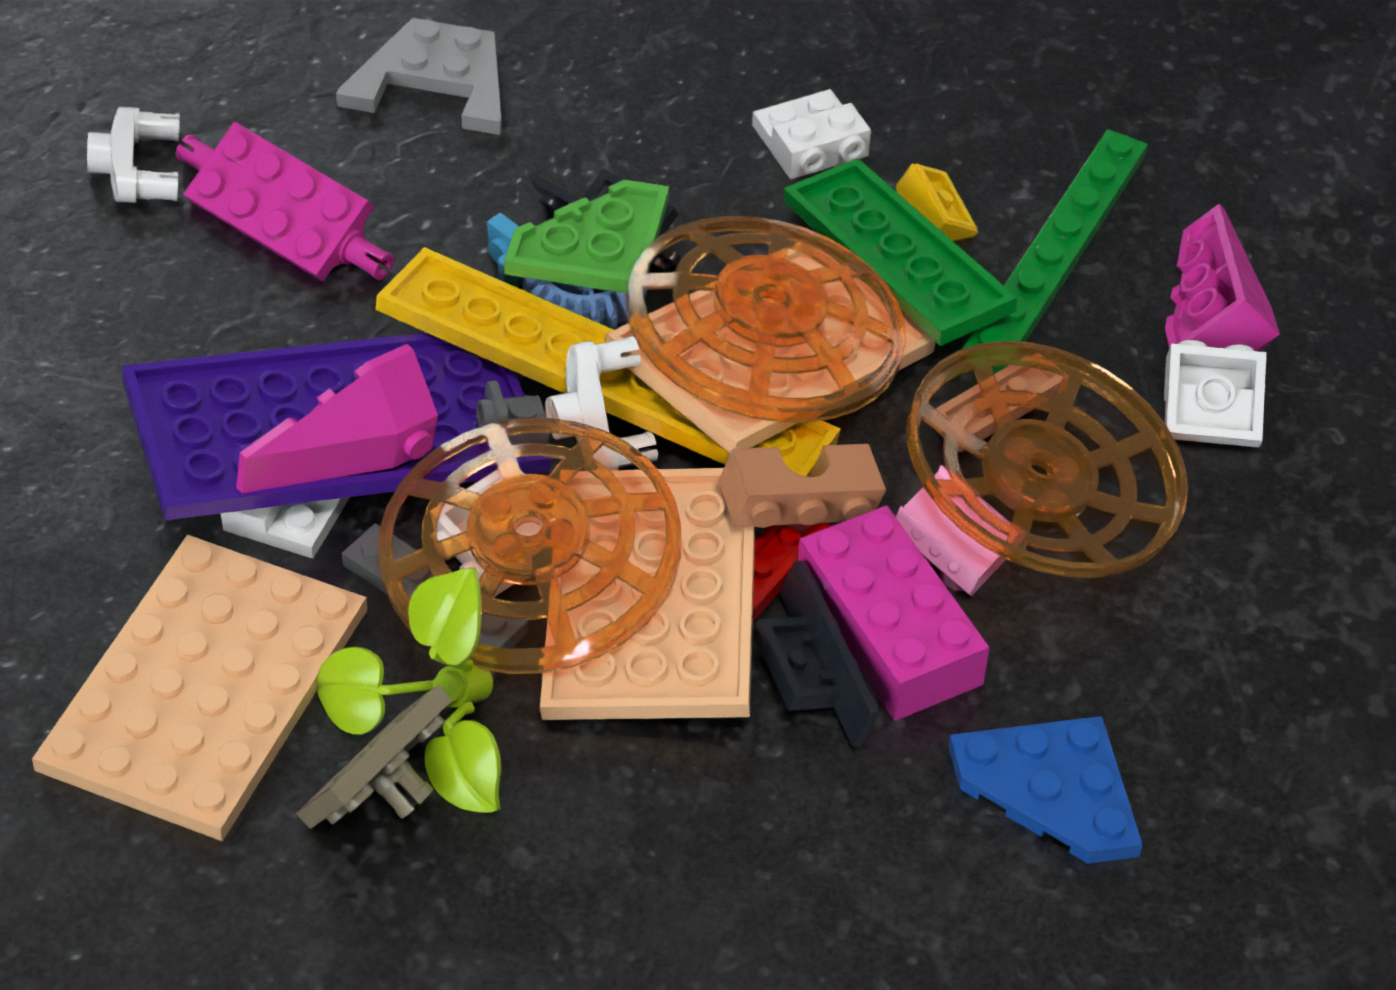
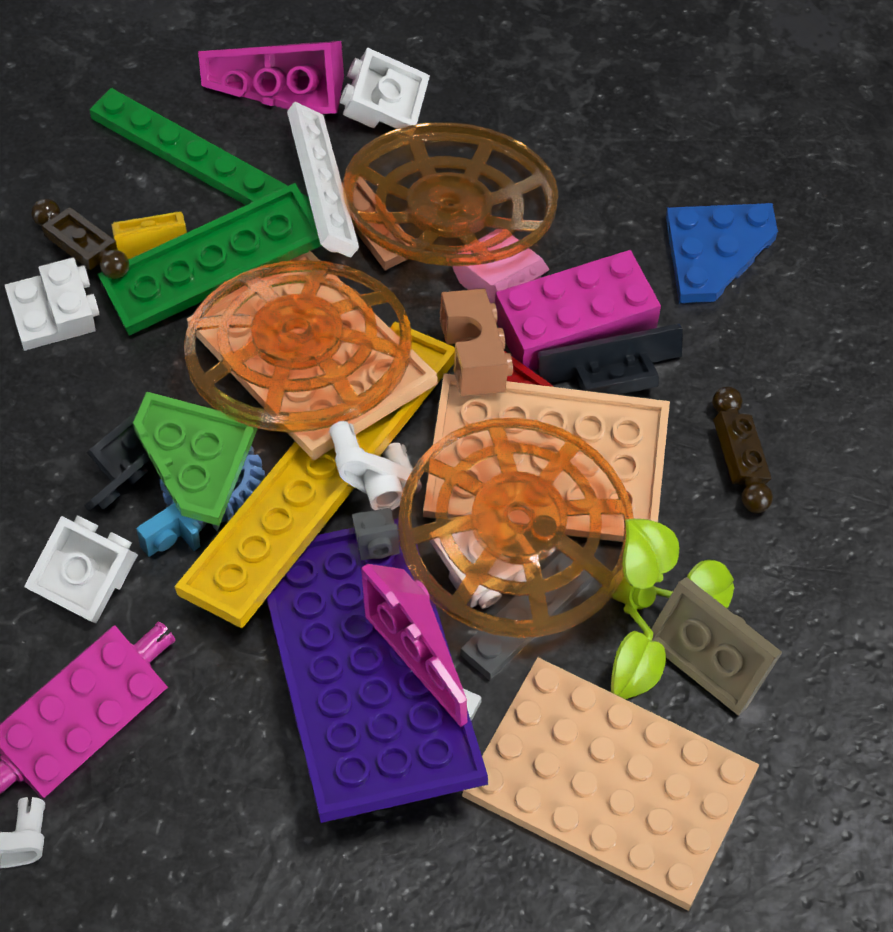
camera: 85 degrees left, 10 degrees up
(458, 187) = (81, 567): none -> white plate
(699, 808) = (742, 449): none -> dark brown plate
(906, 139) = (80, 238): none -> dark brown plate
(1047, 323) = (322, 180): none -> white plate

